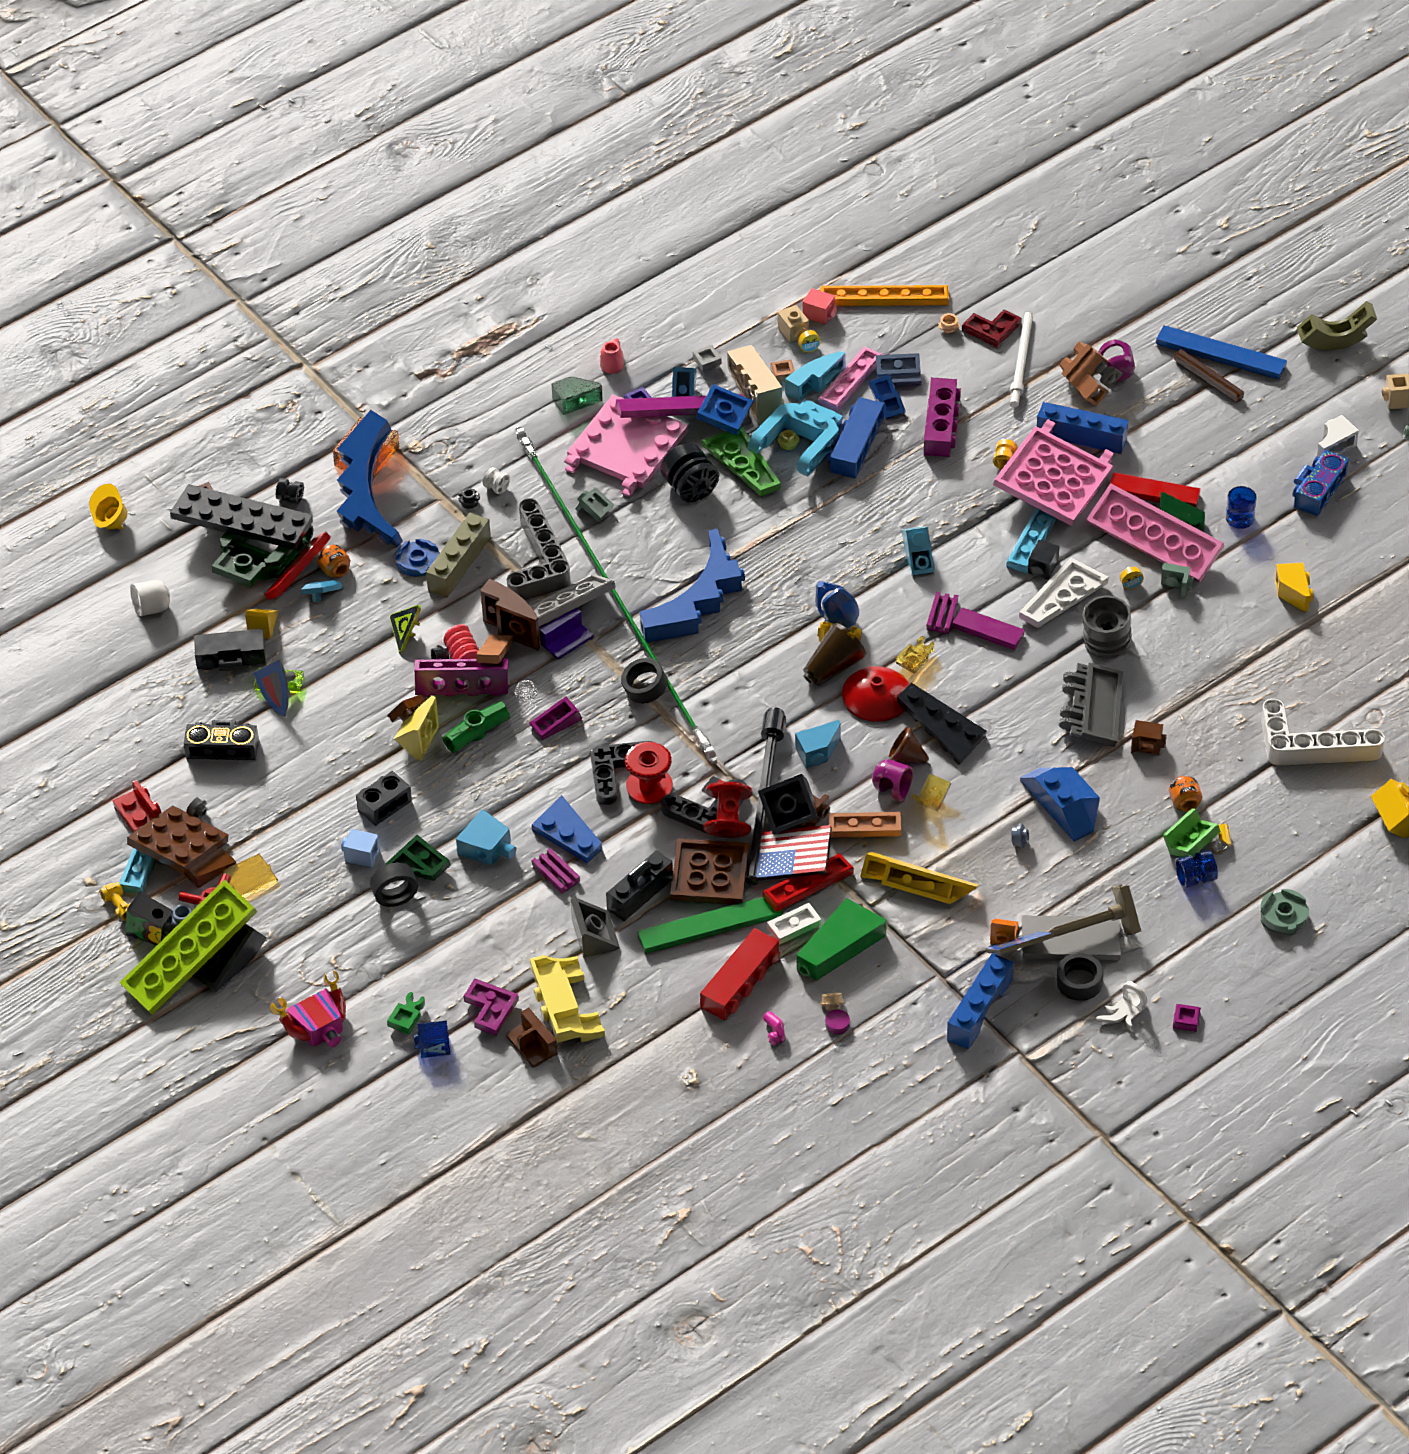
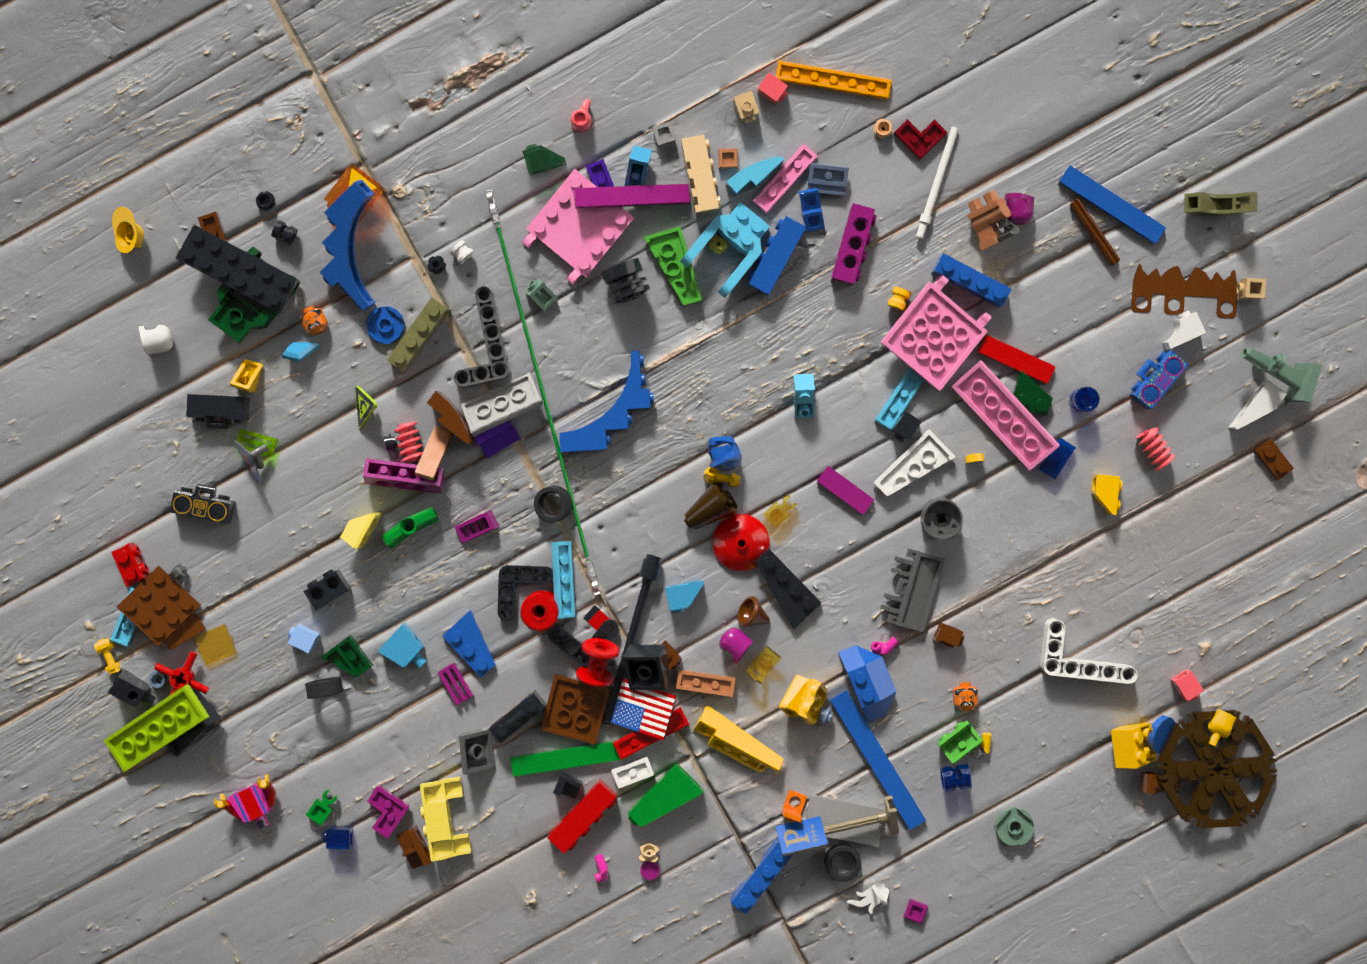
camera: 10 degrees right, 40 degrees up
(263, 469) = (261, 196): none -> black plate
(297, 565) = (283, 321): red tile -> none
(406, 708) = (354, 506): reddish brown plate -> none
(666, 735) = (563, 578): none -> medium azure tile
(715, 947) = (567, 785): none -> black panel
(724, 409) = (667, 212): blue plate -> none
(809, 341) = (756, 130): yellow tile -> none
(945, 600) = (817, 451): magenta tile -> none
(988, 815) = (804, 699): none -> yellow piece
(1078, 763) = (884, 648): none -> dark pink arm
(1093, 869) = (877, 759): none -> blue tile
(1177, 576) = (1009, 464): sand green bracket -> none
(1227, 566) = (1057, 459): none -> clear blue plate
(1312, 409) = (1174, 286): none -> reddish brown piece
(1336, 539) = (1156, 448): none -> coral piece

